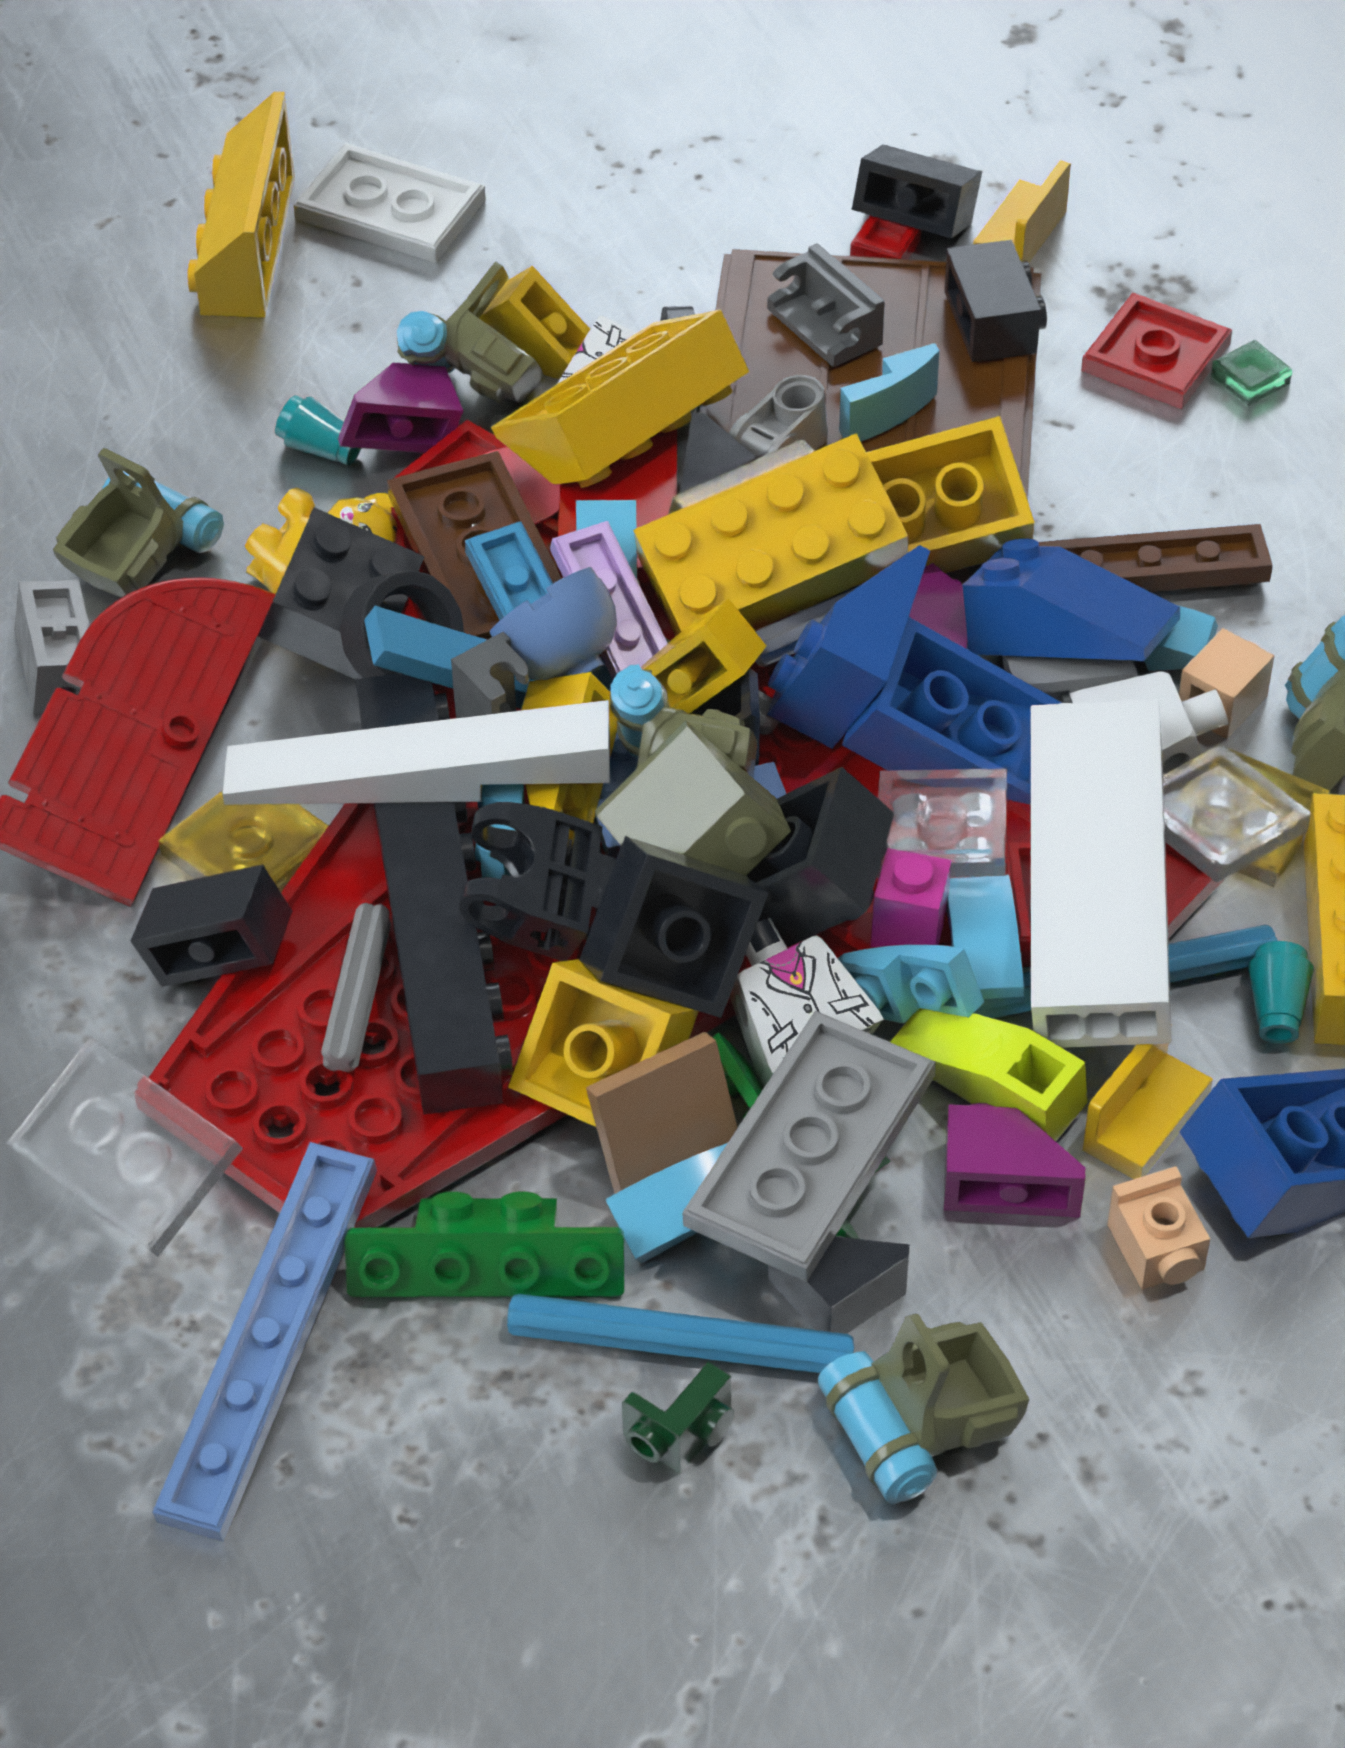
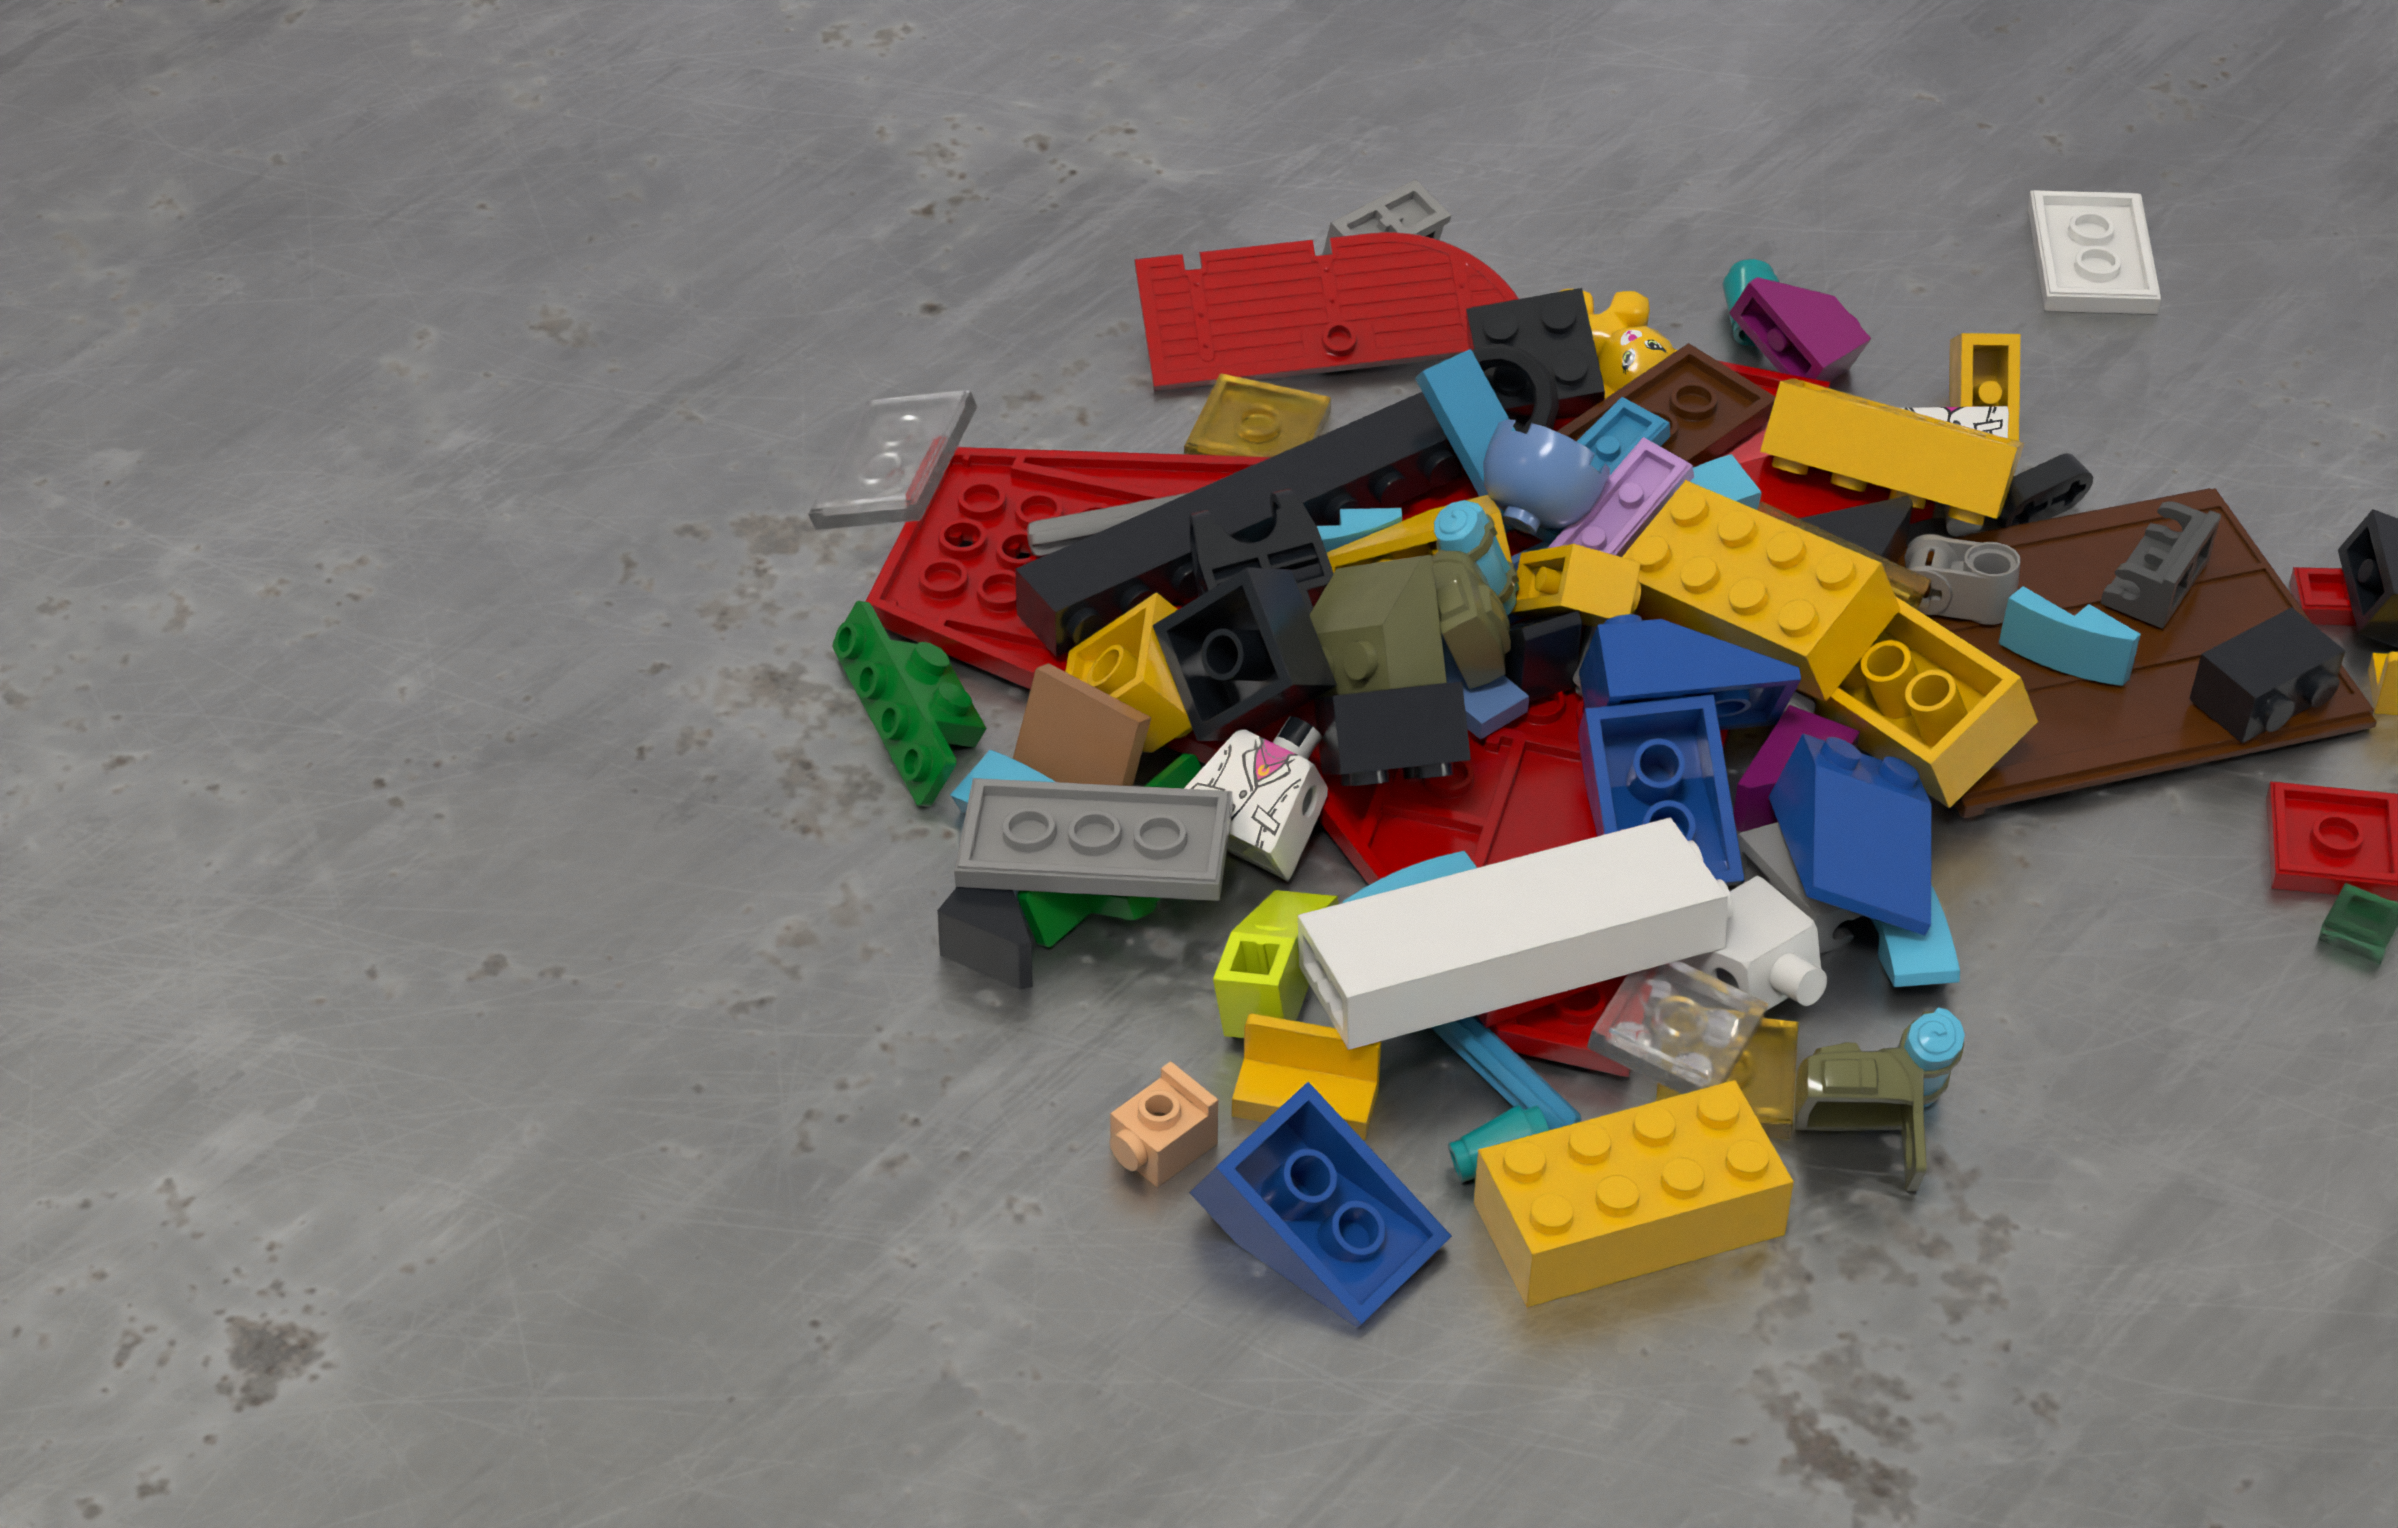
camera: 65 degrees right, 5 degrees down
(132, 528) = (1543, 227): olive piece -> none
(212, 926) = (1128, 419): black brick -> none
(245, 215) = (1978, 162): yellow slope -> none
(265, 1343) = (751, 600): medium blue tile -> none
(425, 759) = (1339, 452): white slope -> none
(471, 346) = (1905, 336): olive piece -> none
(486, 678) = (1445, 465): dark grey hinge -> none
(676, 1333) = (892, 852): dark azure axle -> none
(694, 1419) = (798, 871): dark green bracket -> none
(910, 899) = (1407, 822): dark pink brick -> none
(915, 977) = (1326, 857): medium azure slope -> none
(923, 1398) = (888, 1010): olive piece -> none
(949, 817) = (1515, 814): clear plate -> none
(1007, 1165) = (1173, 992): magenta slope -> none
(1180, 557) = (2016, 912): reddish brown plate -> none
(1237, 672) = (1876, 1000): light nougat brick -> none

